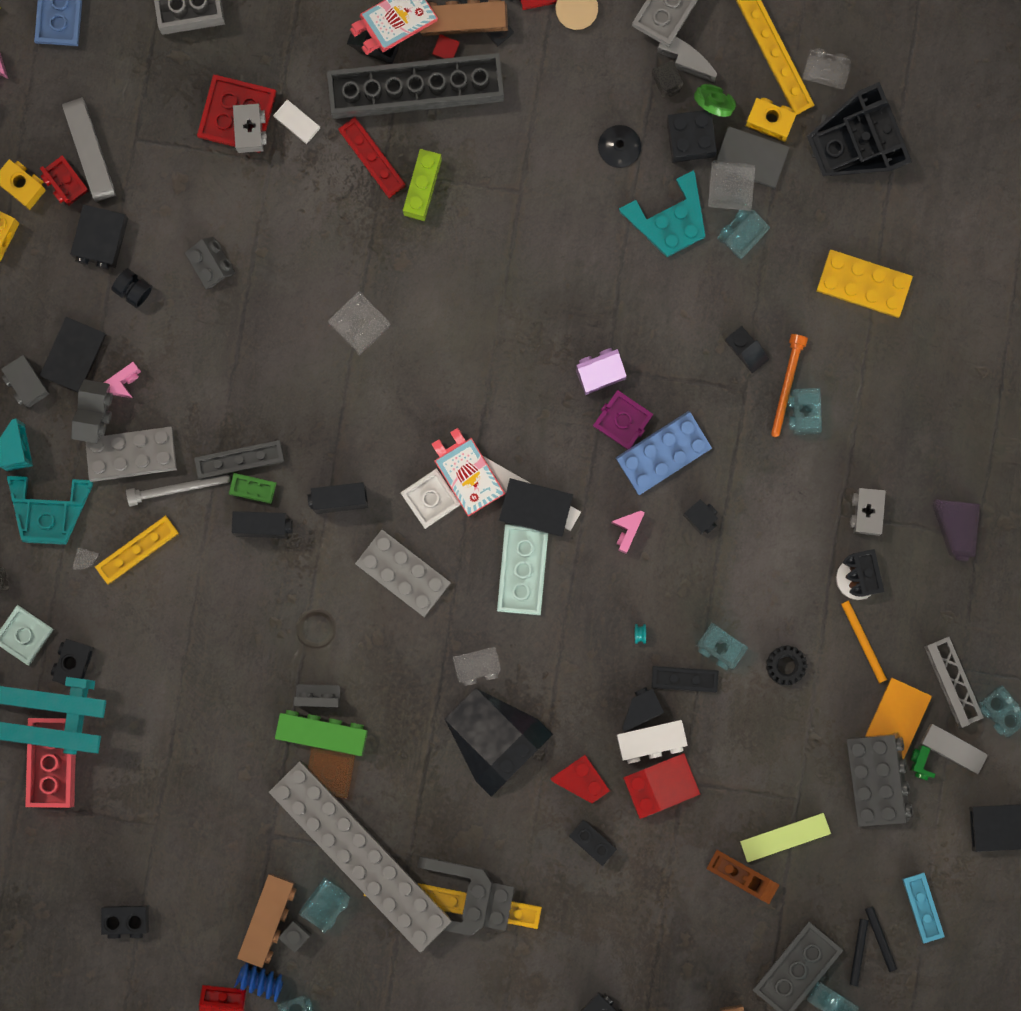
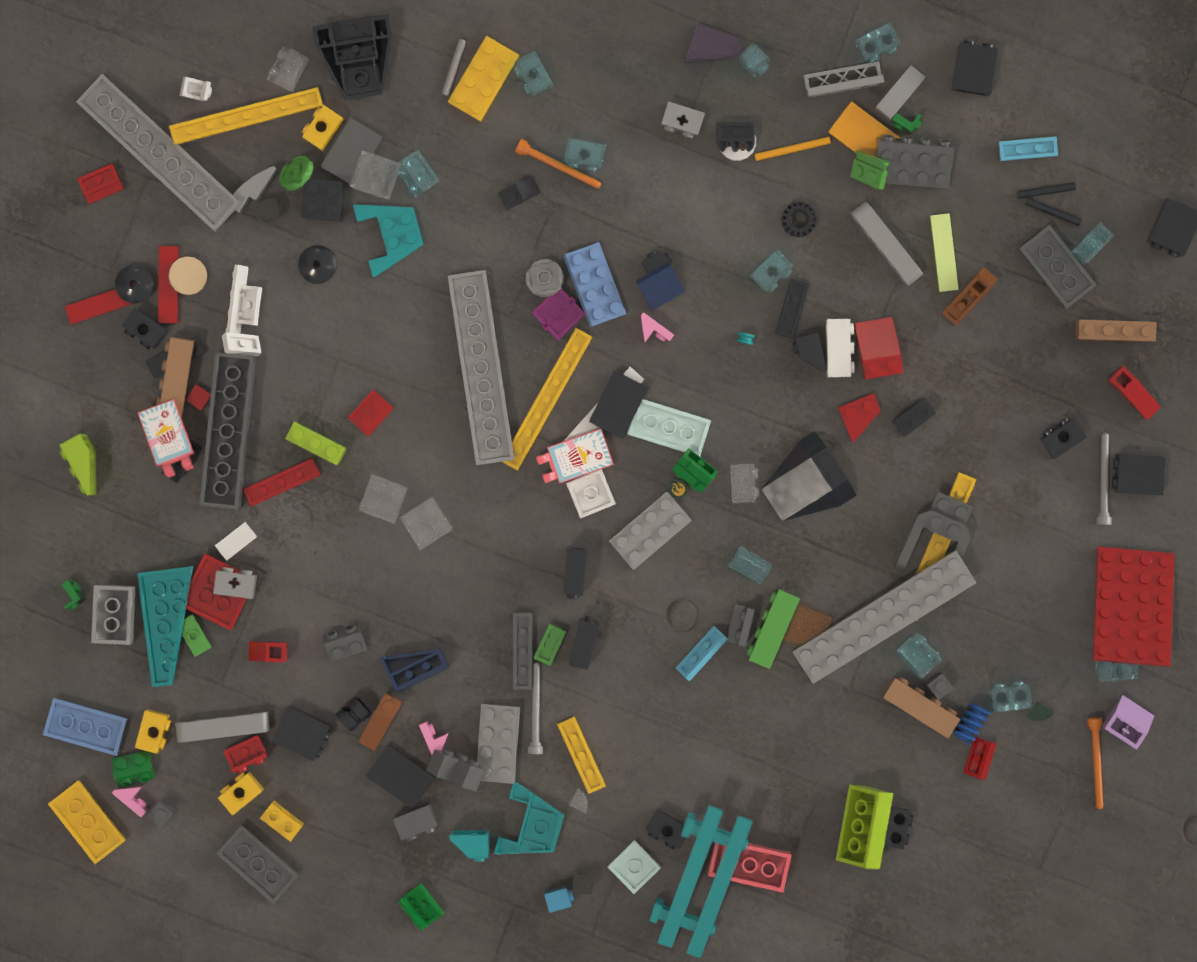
camera: 85 degrees left, 5 degrees up
(23, 62) = (132, 768): none -> green bracket
(58, 68) = (145, 740): none -> yellow brick
(118, 884) = (864, 826): none -> lime brick
(130, 320) = (380, 721): none -> dark orange slope
(182, 182) = (268, 651): none -> red slope
(183, 98) = (195, 636): none -> bright green plate
(194, 342) = (413, 668): none -> dark blue wedge
(205, 58) = (163, 610): none -> teal wing
(277, 659) = (701, 653): none -> medium azure plate
(376, 270) = (383, 498): none -> clear brick
(387, 694) = (750, 565): none -> clear light blue slope
(456, 594) = (677, 488): none -> clear green tile
(468, 238) = (371, 413): none -> red plate
(480, 608) = (694, 471): none -> green brick
(514, 80) = (241, 344): none -> white plate
(525, 427) = (548, 396): none -> yellow tile
(544, 347) = (481, 367): none -> light grey plate
(558, 74) = (243, 302): none -> white bracket
(600, 371) = (513, 323): slope -> none
(659, 396) = (544, 278): none -> light grey tile
(677, 525) = (660, 286): none -> dark blue tile
(781, 769) = (886, 243): none -> light grey beam
(859, 732) = (869, 169): none -> bright green plate
(869, 248) = (453, 67): none -> light grey bar
(875, 347) = (532, 63): none -> clear light blue brick
(952, 576) = (754, 60): none -> clear light blue brick

